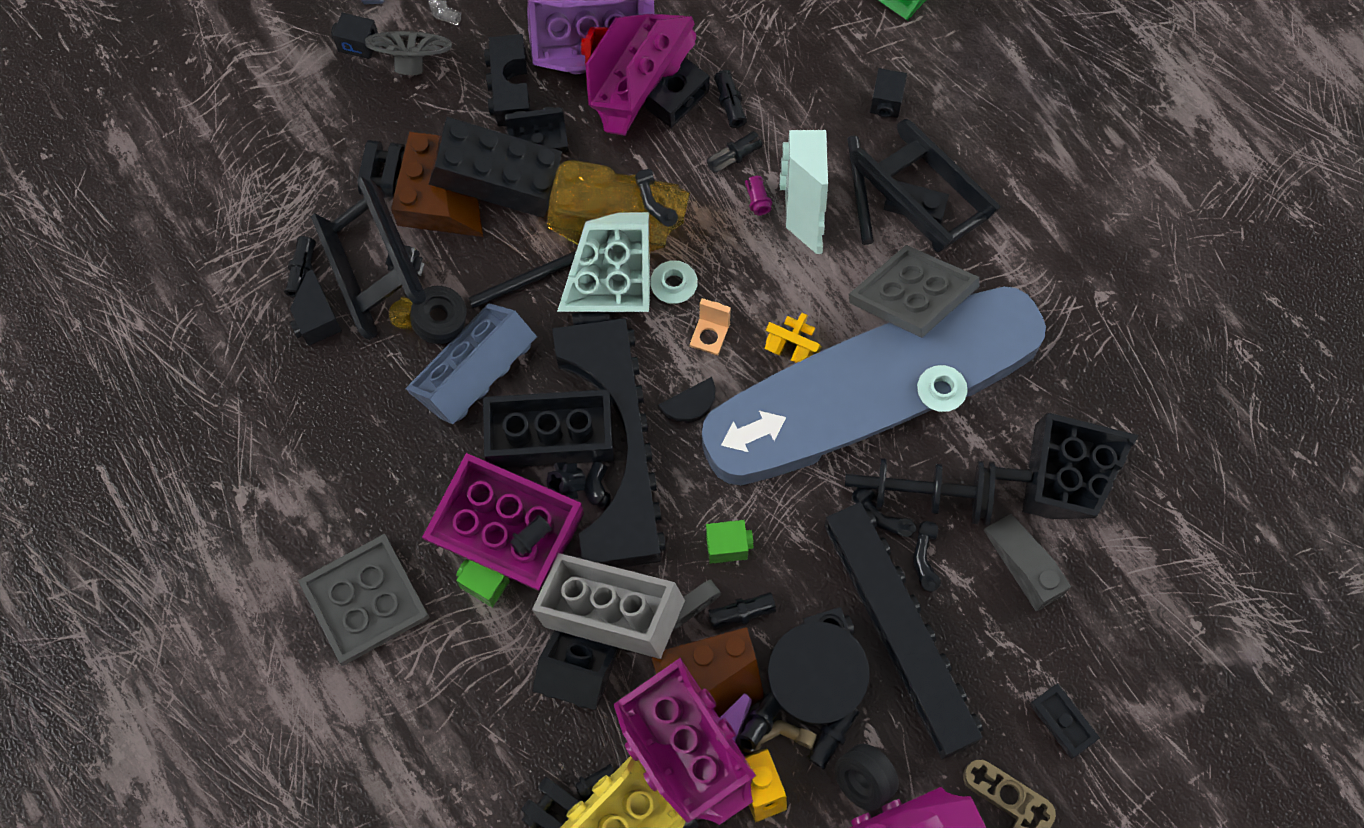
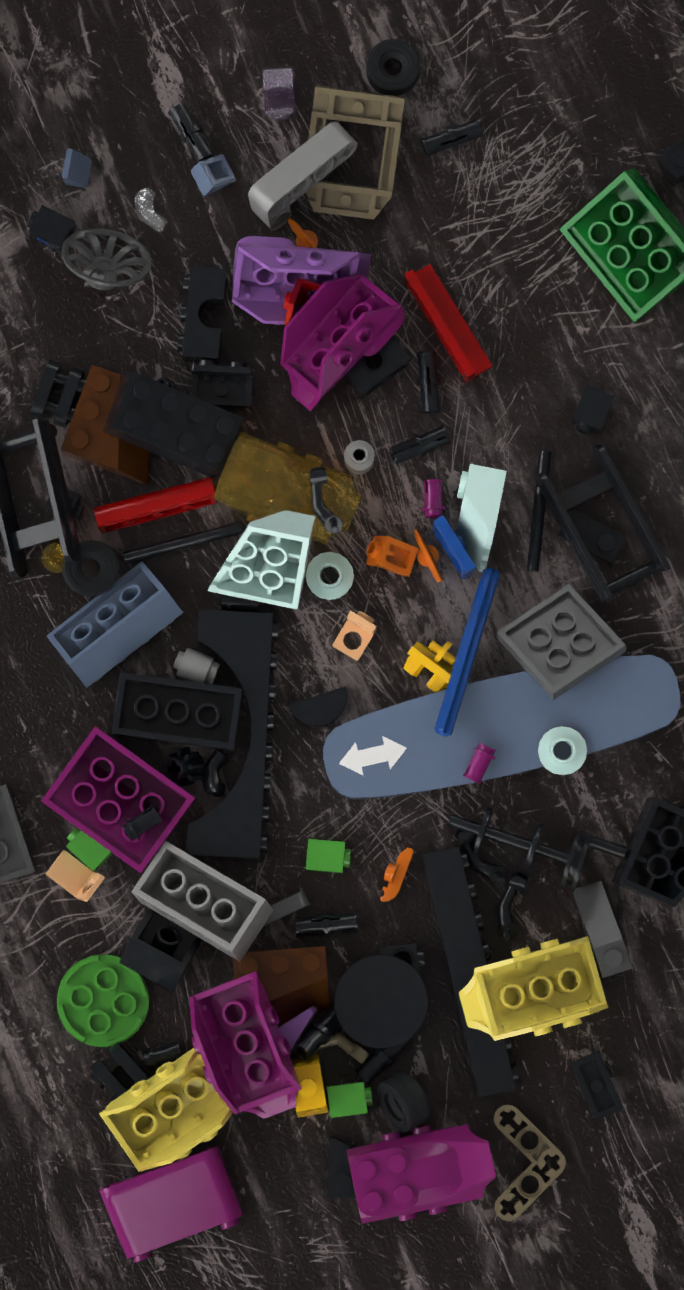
camera: 10 degrees right, 15 degrees up
(469, 612) = (74, 876): none -> light nougat bracket
(493, 249) = (155, 505): none -> red brick
(522, 738) = (102, 1001): none -> bright green tile
(558, 381) = (196, 666): none -> light grey brick
(680, 168) = (359, 466): none -> light grey brick
(730, 250) = (391, 555): none -> orange bracket
(736, 49) = (447, 322): none -> red fence
(764, 246) = (428, 556): none -> orange piece
(788, 227) = (454, 547): none -> blue plate
(802, 547) = (395, 875): none -> orange piece
(806, 788) = (349, 1099): none -> bright green brick
(824, 320) = (467, 652): none -> blue axle
(863, 412) = (479, 763): none -> magenta pin
(974, 626) = (534, 990): none -> light yellow slope

